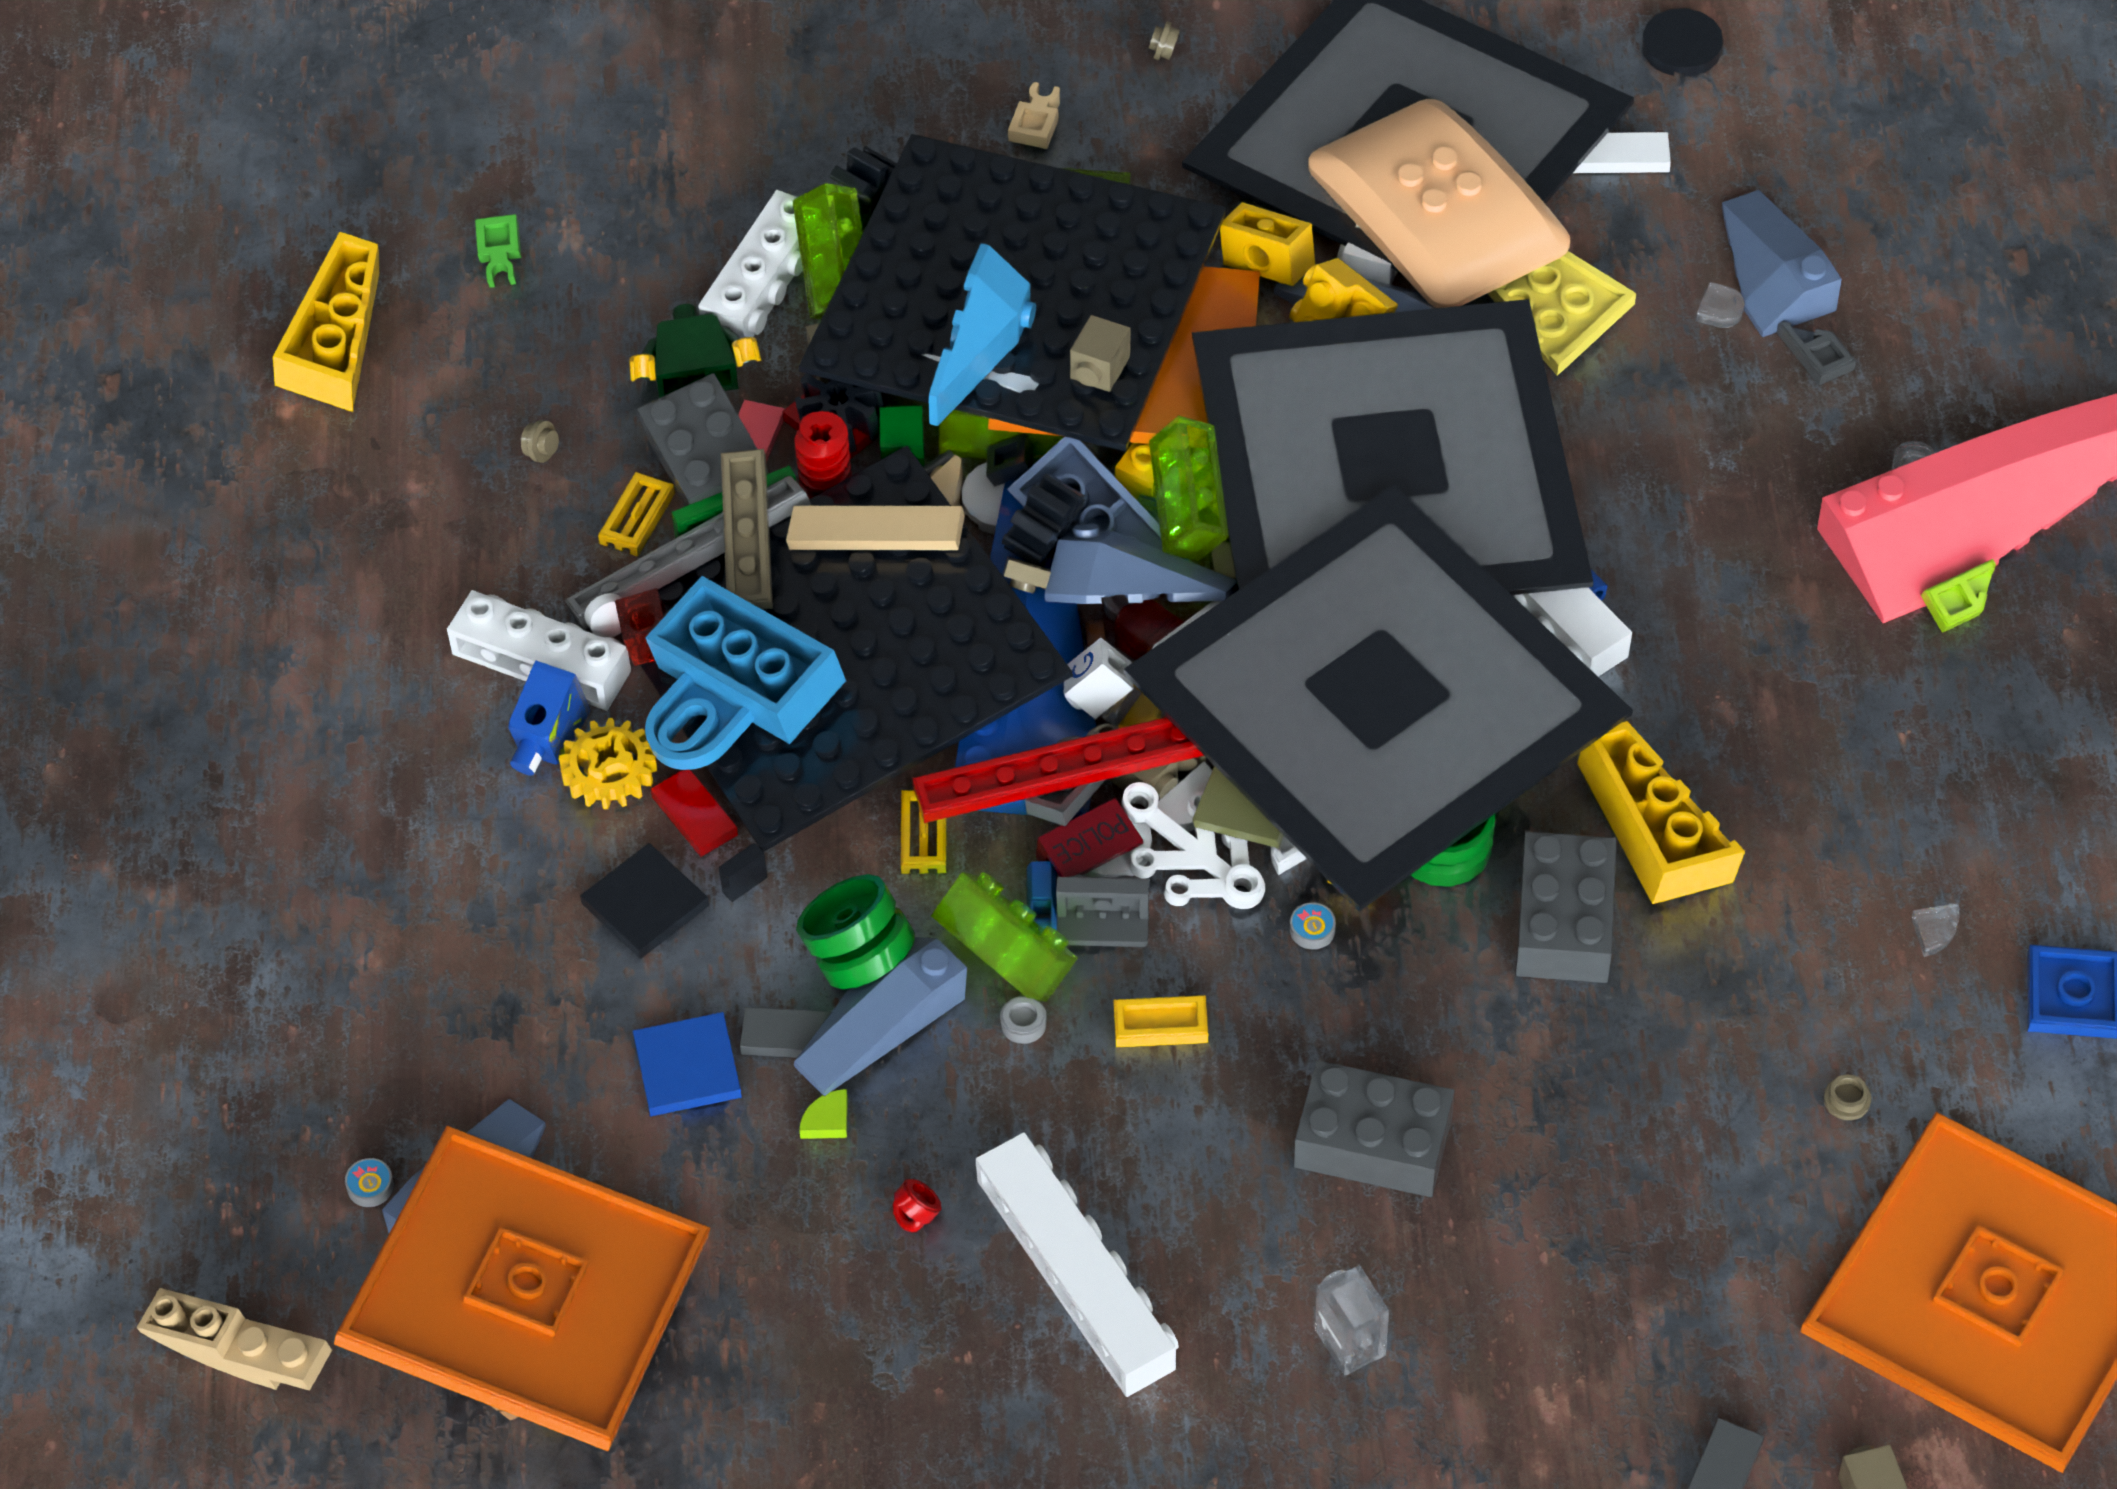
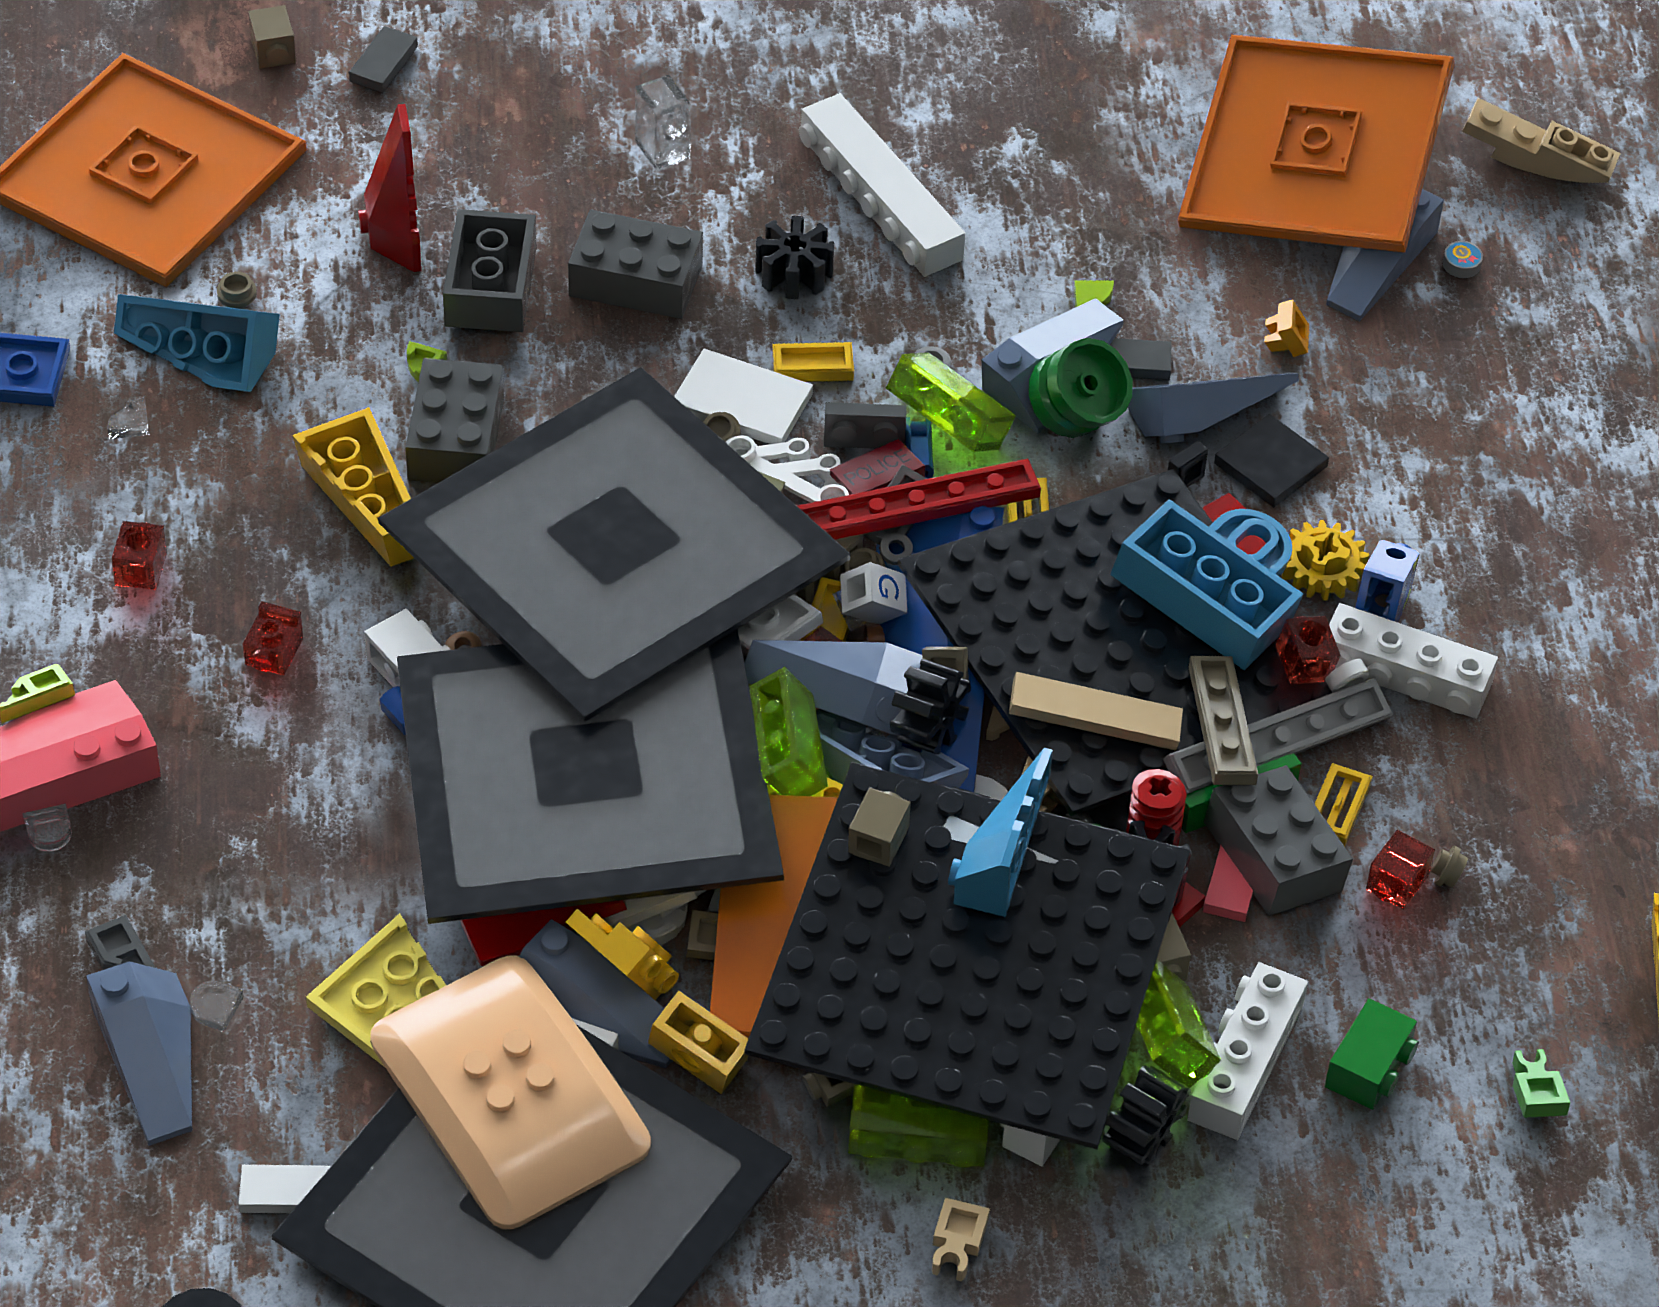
camera: 175 degrees right, 5 degrees down
(588, 434) = (1400, 869): none -> clear red brick
(595, 1062) = (1288, 330): none -> light orange tile
(647, 267) = (1371, 1054): none -> green brick
(687, 1064) = (1214, 336): blue tile -> none
(691, 350) = (1308, 943): dark green torso -> none
(718, 961) = (1190, 408): none -> sand blue wedge
(917, 1202) = (1011, 227): red tile -> none
(1161, 1146) = (794, 257): none -> black gear
(1242, 968) = (760, 399): none -> white tile
(1266, 913) = (723, 425): none -> dark tan plate
(1548, 1103) = (490, 270): none -> dark grey brick
(1611, 1010) = (415, 356): none -> lime tile
(1672, 1170) = (391, 198): none -> red wedge
(1730, 643) = (273, 638): none -> clear red brick
(1841, 1014) = (212, 342): none -> dark azure wedge
(1888, 727) = (139, 555): none -> clear red brick

